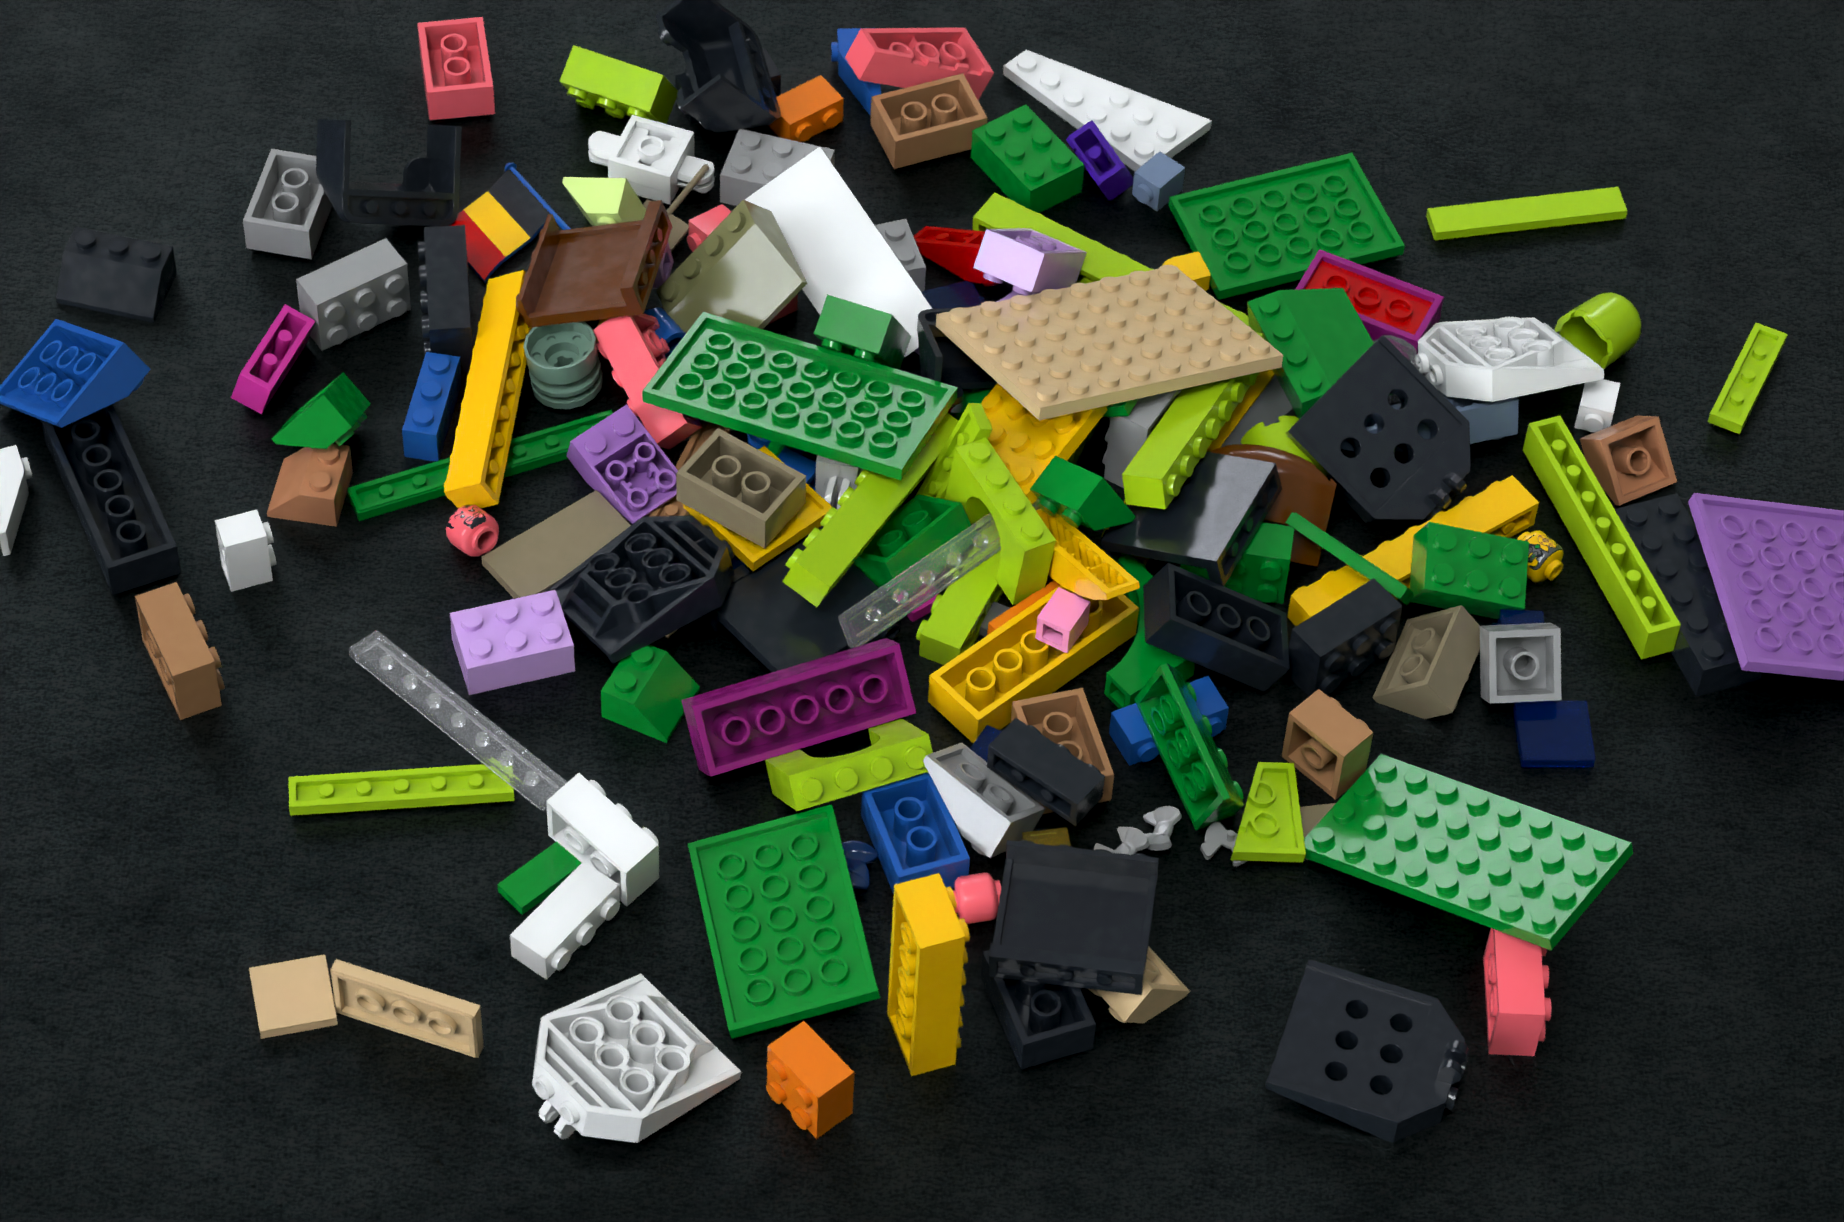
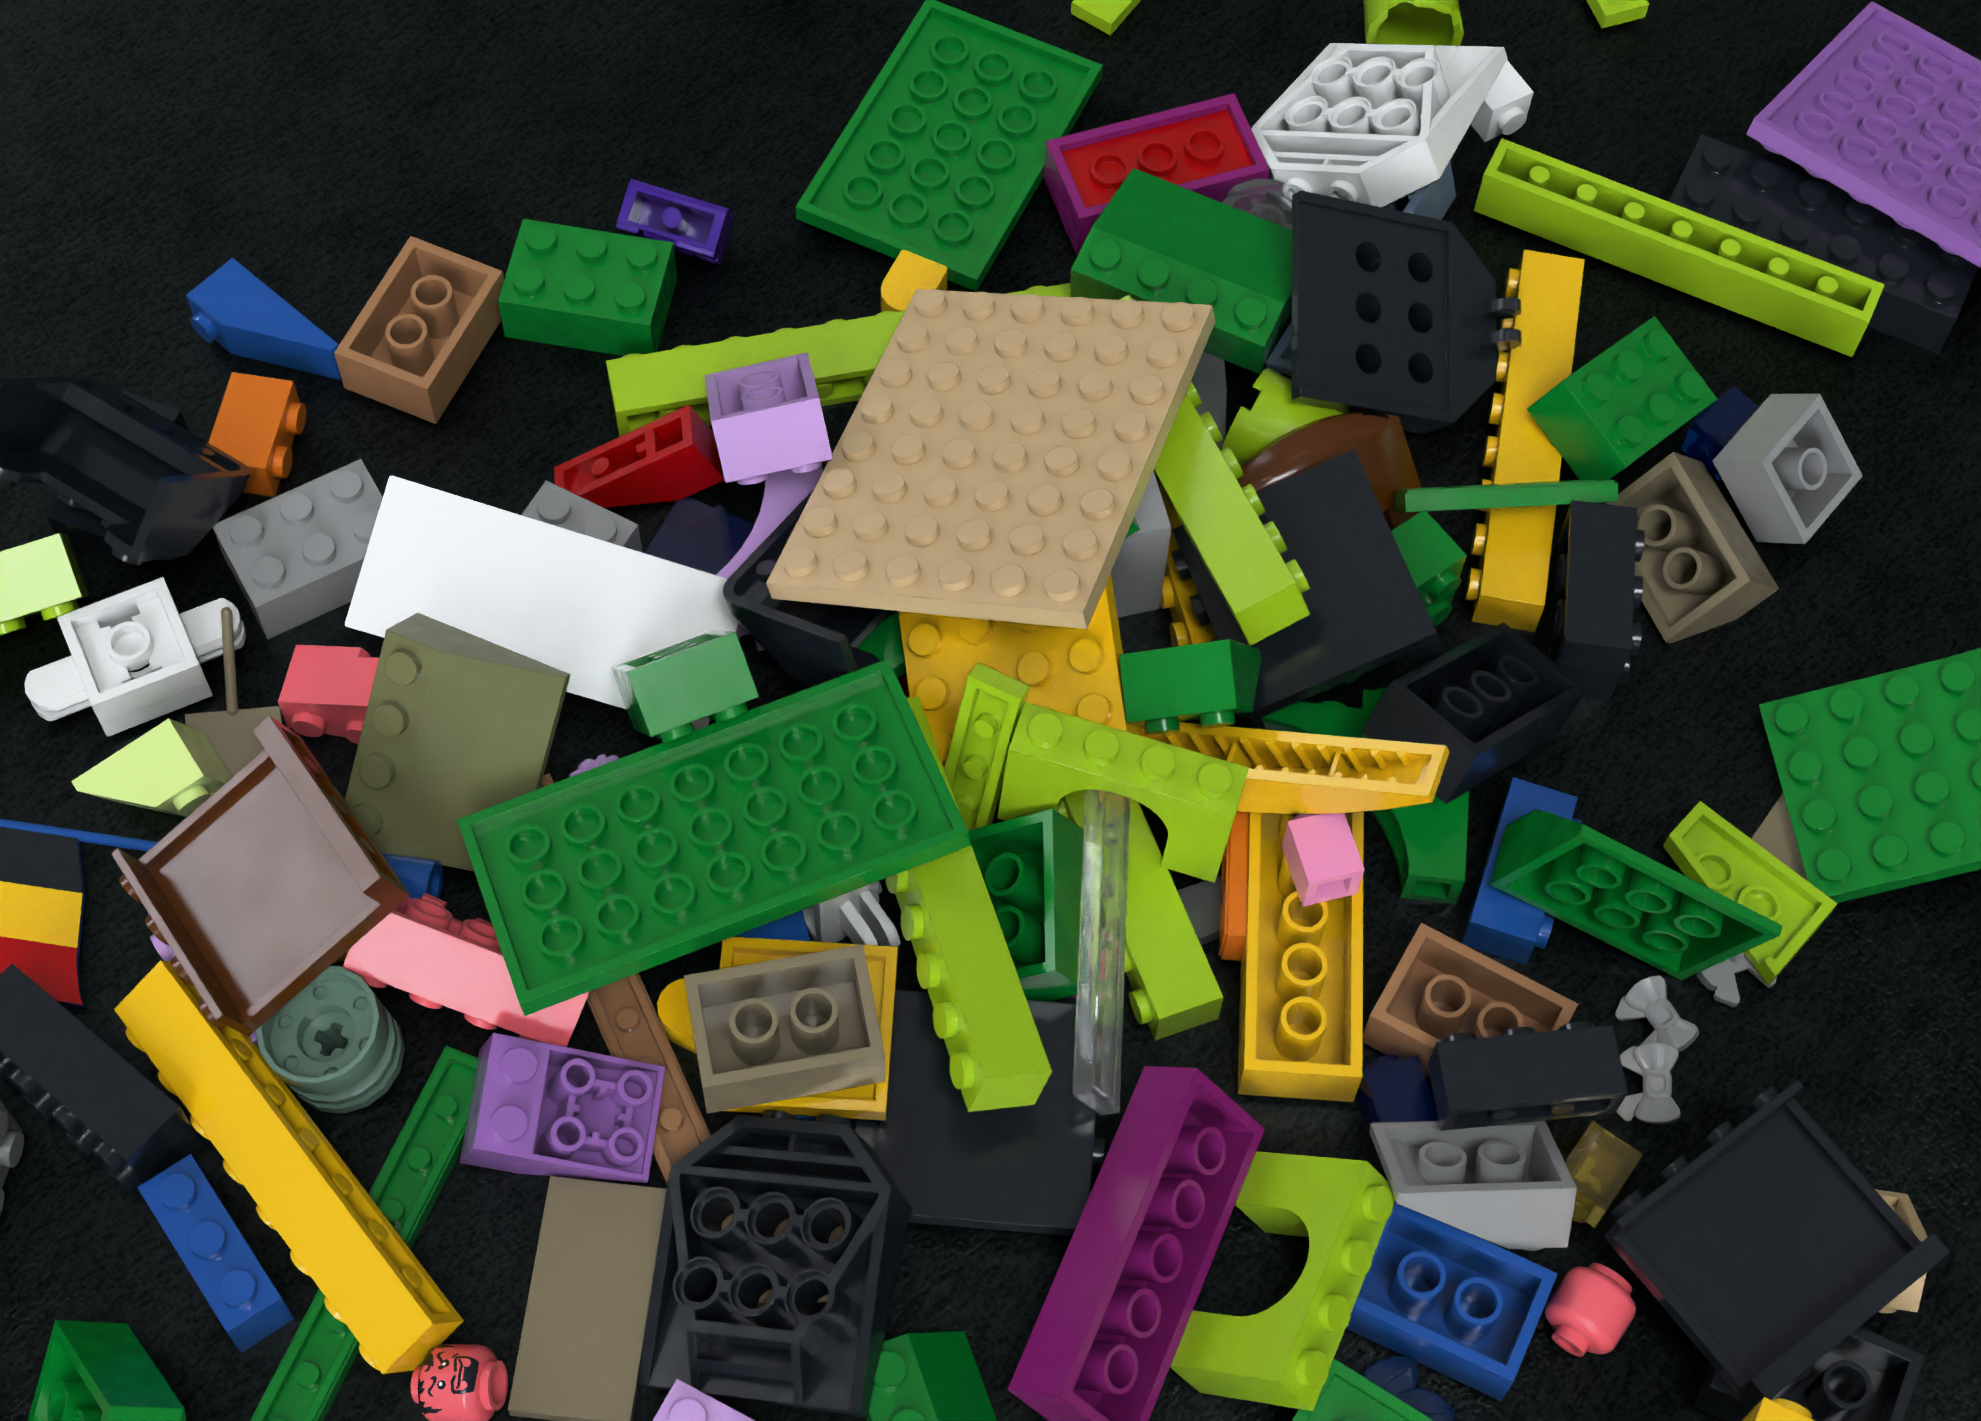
camera: 45 degrees left, 10 degrees up
(918, 56) = (337, 257): coral wedge -> none
(1129, 120) = (592, 155): white wing -> none
(1158, 181) = (759, 197): sand blue brick -> none
(1327, 743) = (1722, 746): medium nougat brick -> none
(1543, 556) = (1628, 312): yellow head -> none
(1554, 734) = (1882, 523): clear blue tile -> none
(1630, 458) = (1590, 123): nougat slope -> none

